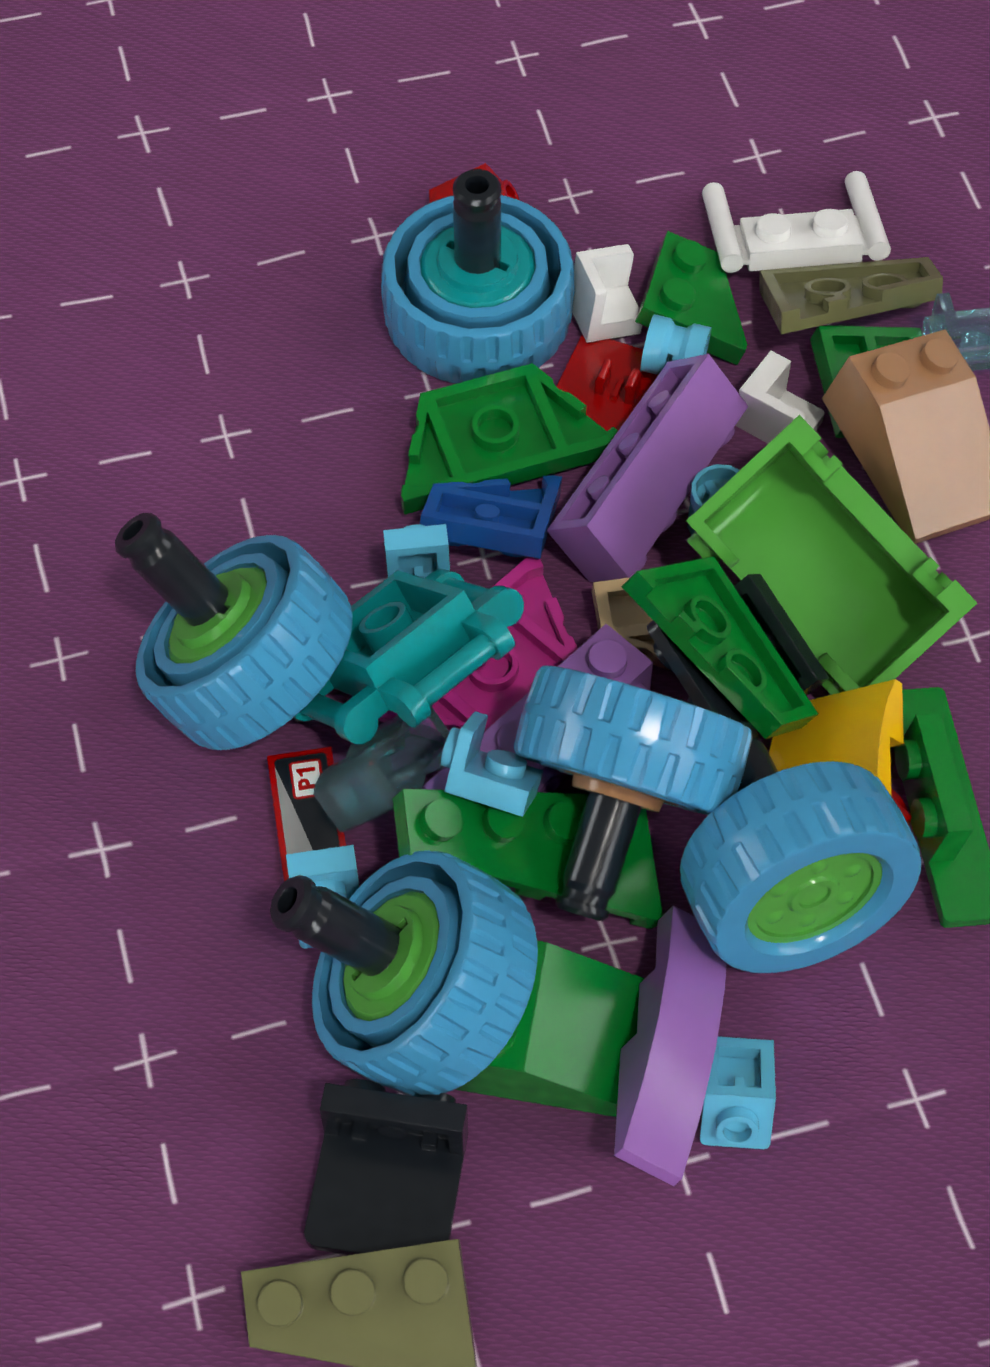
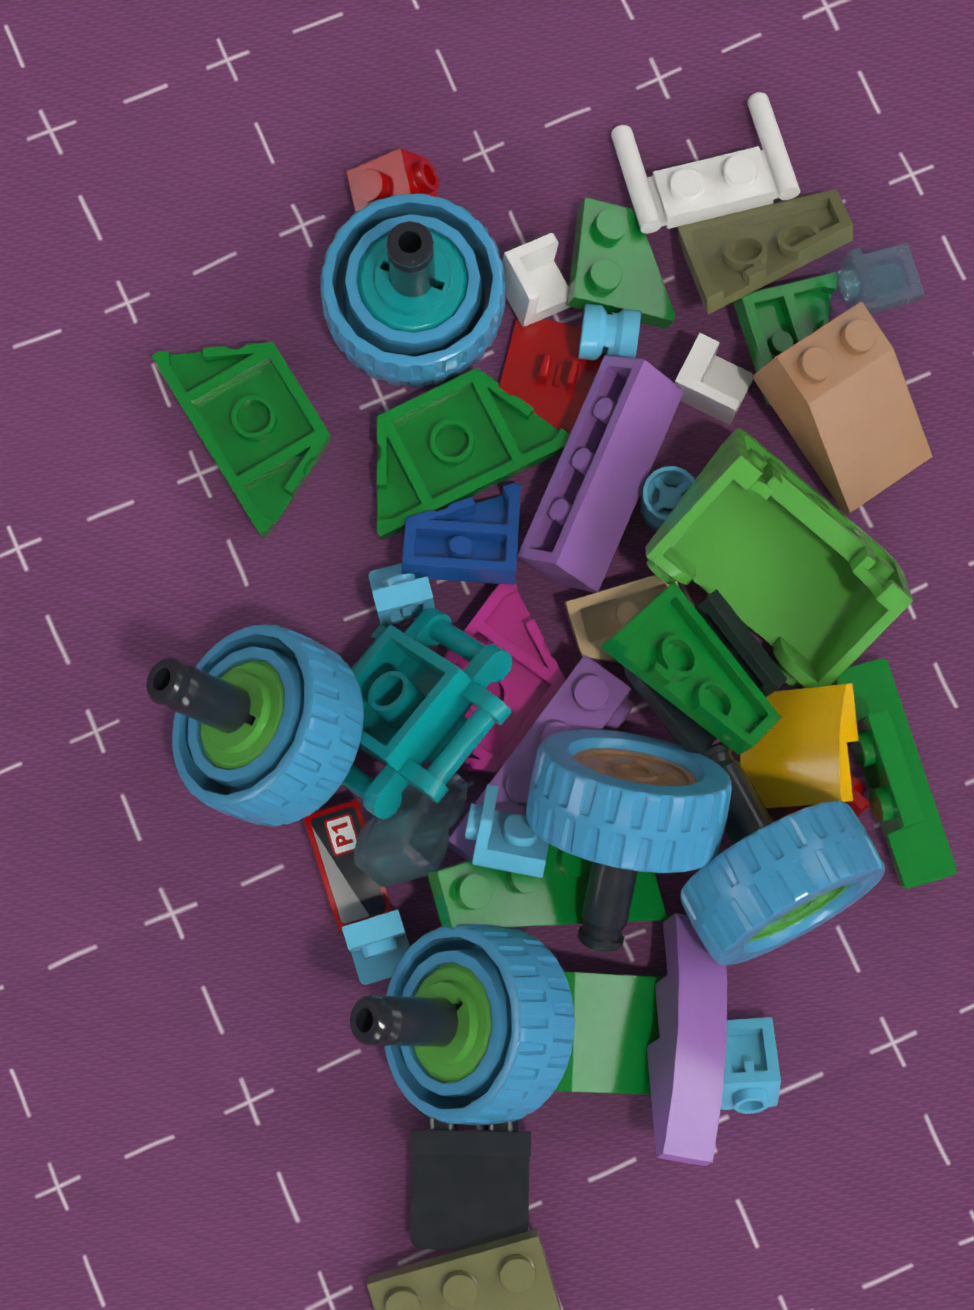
camera: 10 degrees left, 20 degrees up
(287, 389) = (250, 422): none -> green wing

